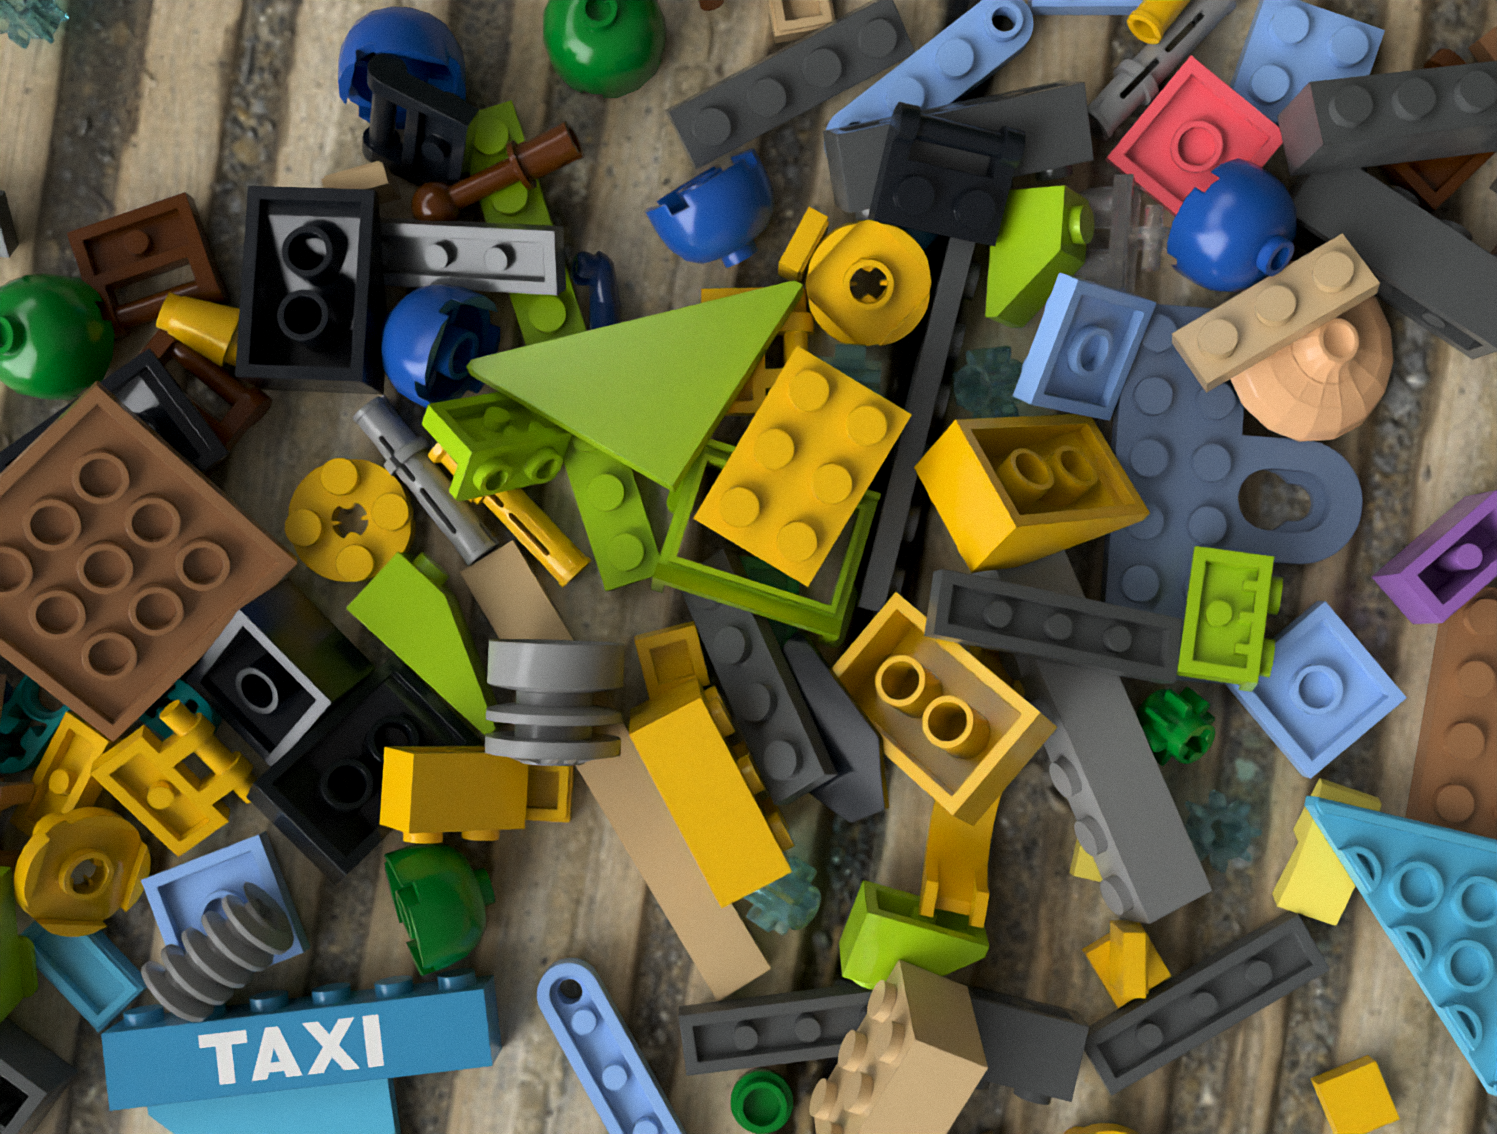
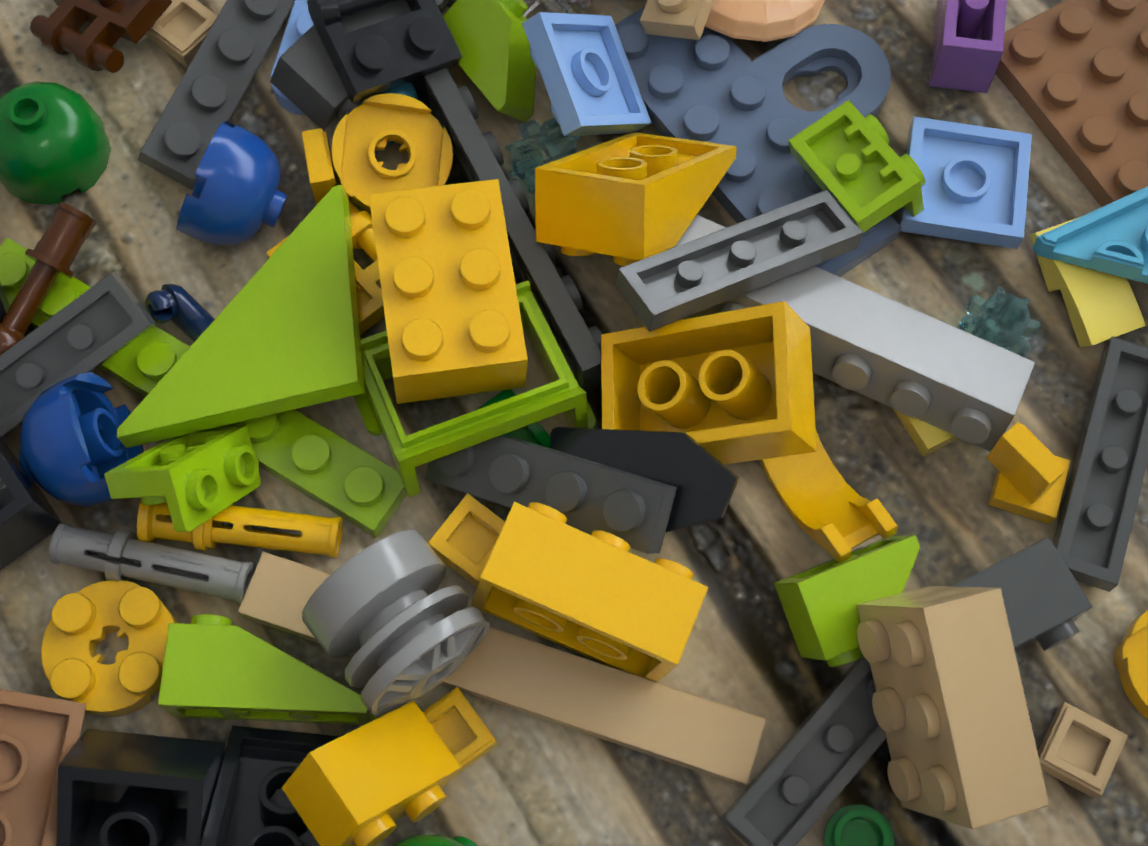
camera: 45 degrees left, 20 degrees down
(787, 901) = (721, 646): clear light blue gear -> none
(1177, 725) = (897, 273): green gear -> none

